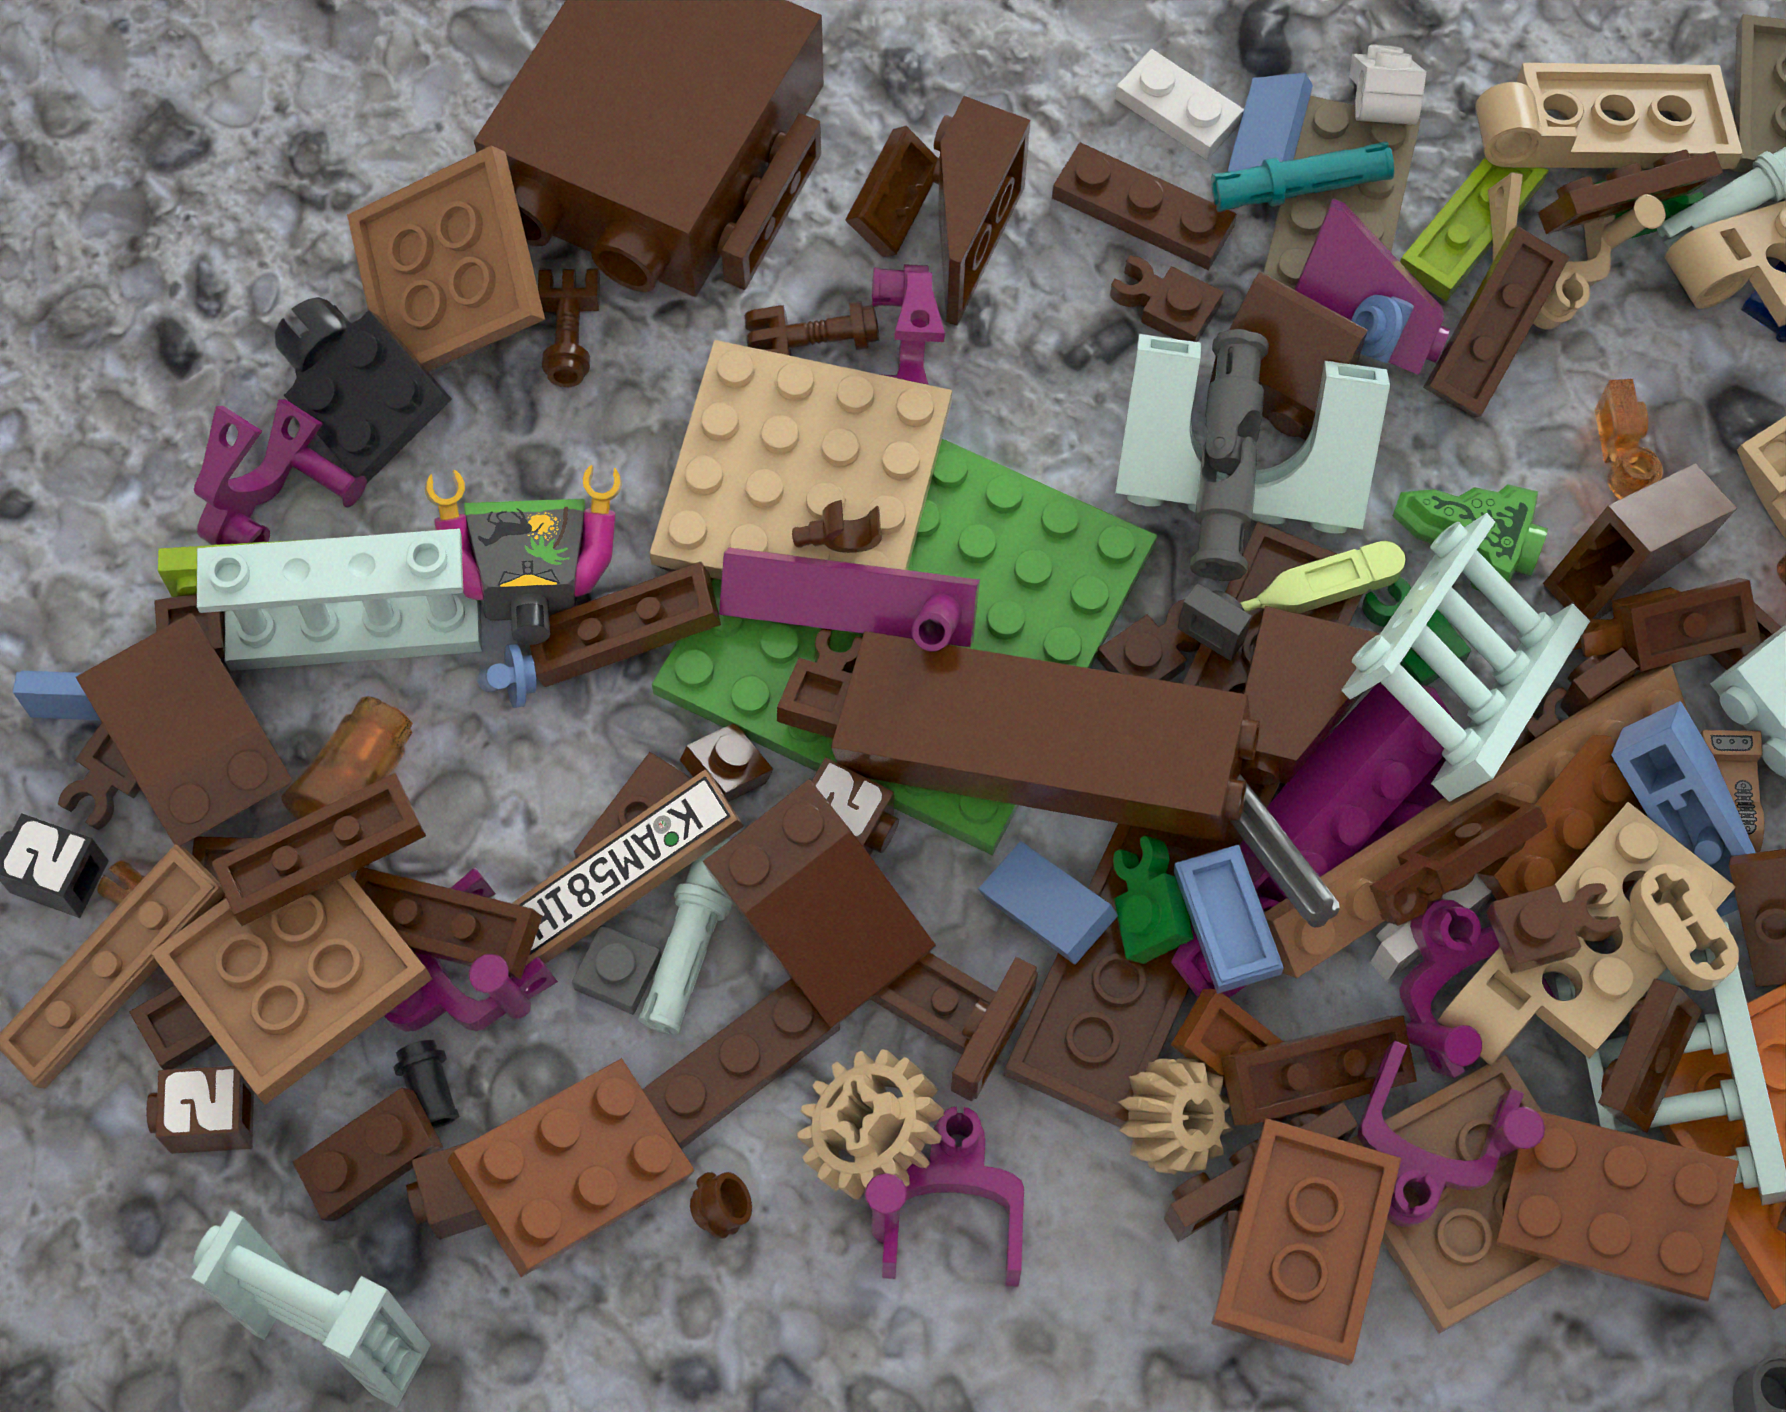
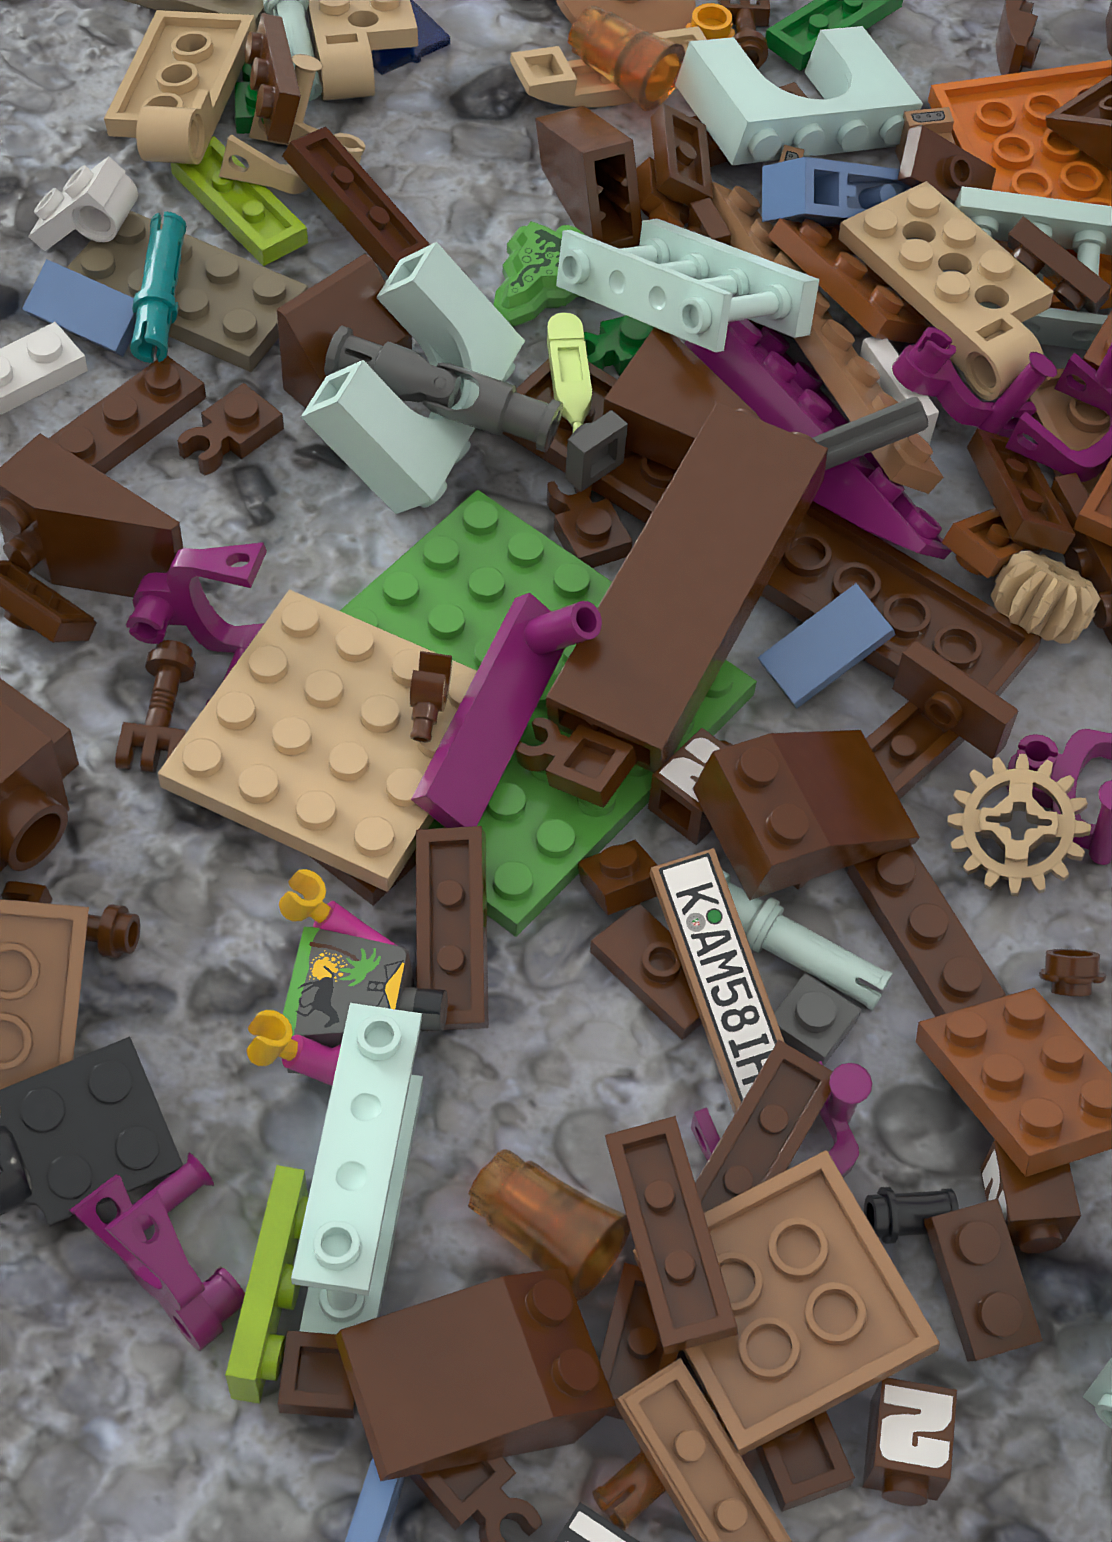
camera: 80 degrees left, 10 degrees down
(516, 674) = (473, 1049): medium blue plate -> none
(1153, 909) = (865, 557): green plate -> none
(1228, 919) = (895, 495): medium blue tile -> none
(1353, 265) = (283, 262): magenta slope -> none
(1385, 322) = (344, 248): medium blue plate -> none
(1455, 854) = (870, 329): reddish brown hinge -> none
(1543, 929) = (952, 285): reddish brown plate -> none
(1620, 427) = (477, 164): clear orange plate -> none
(1684, 926) = (968, 205): tan beam -> none

